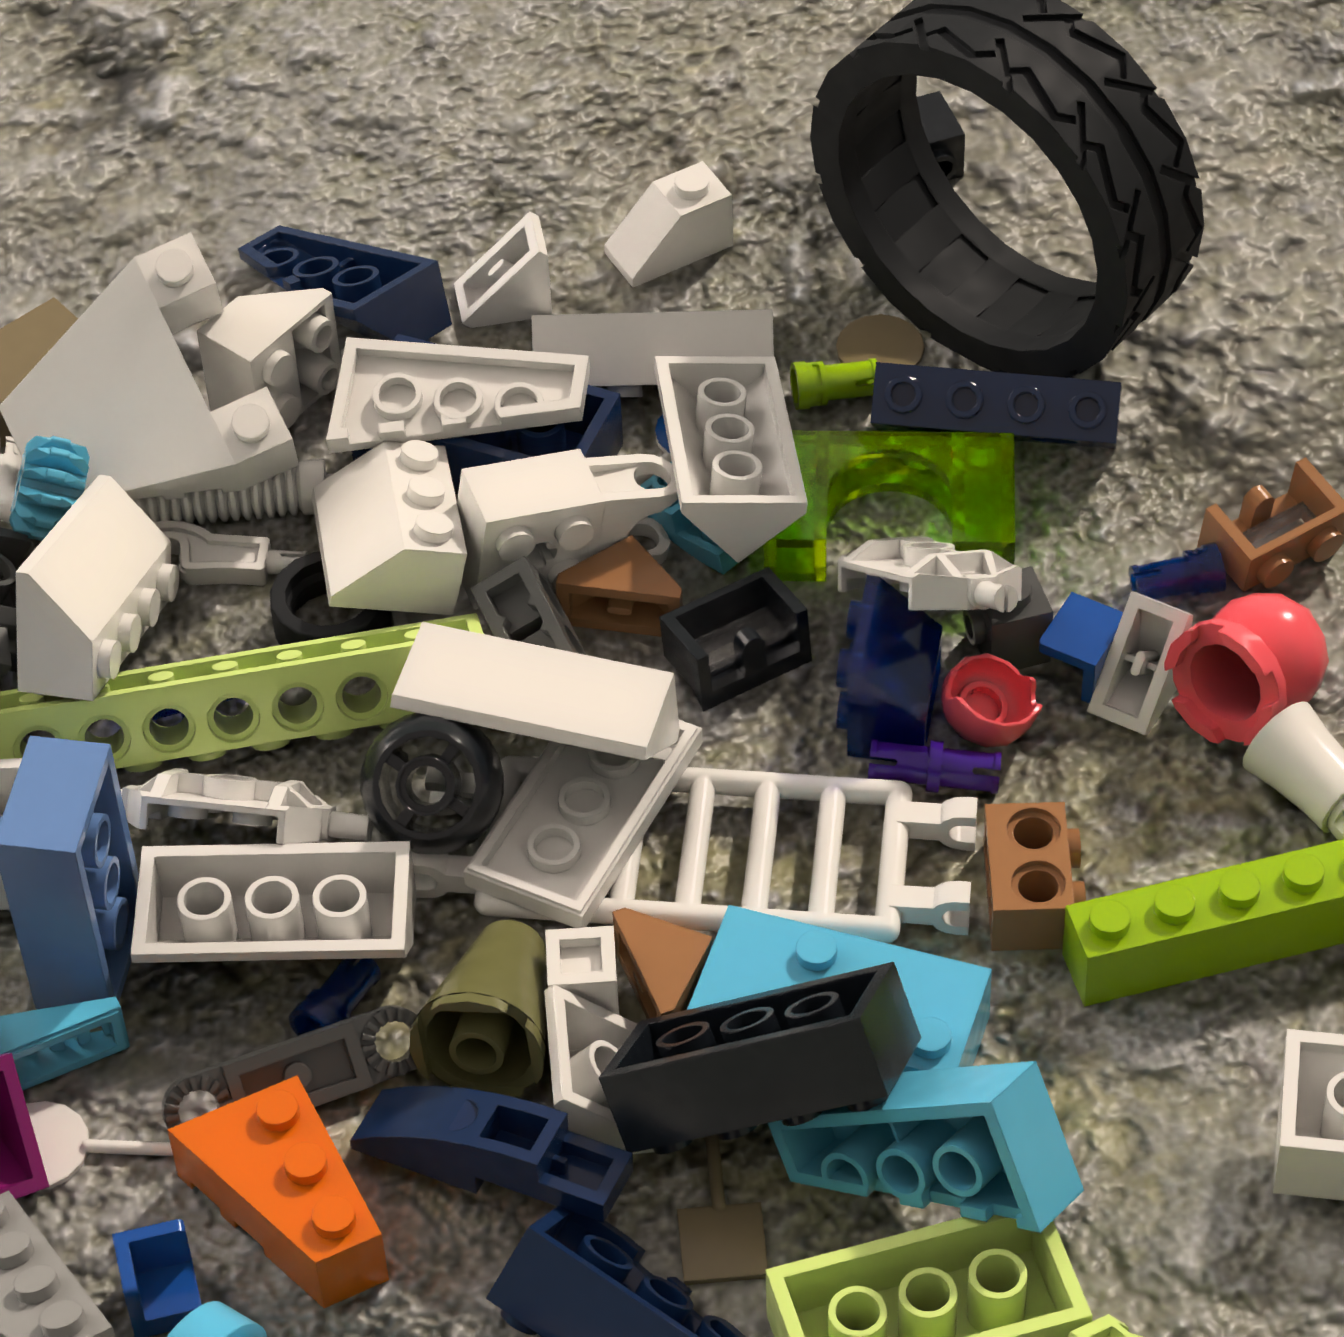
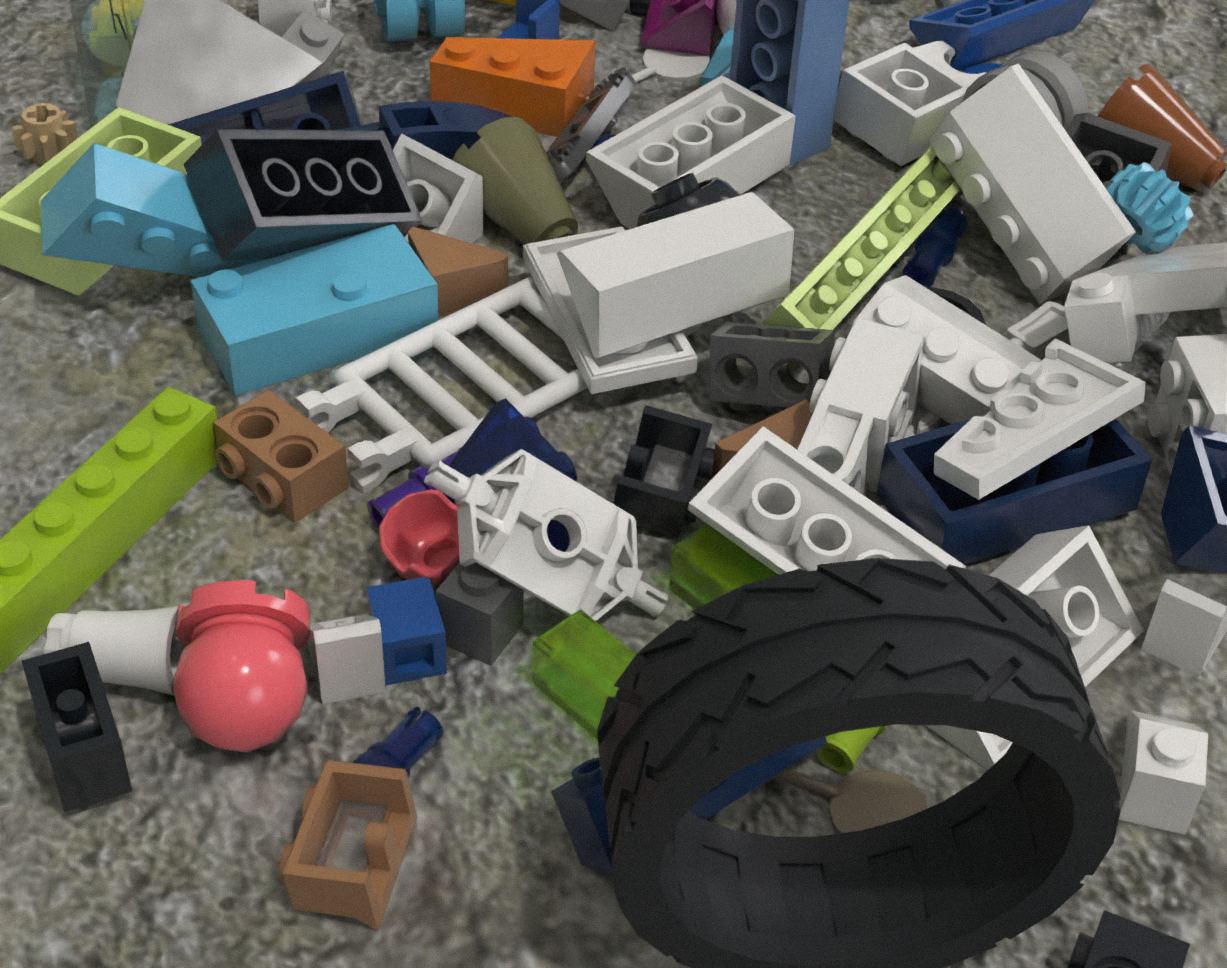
camera: 130 degrees right, 5 degrees down
(254, 802) = (826, 153): white plate -> none
(584, 963) = (487, 219): white brick -> none

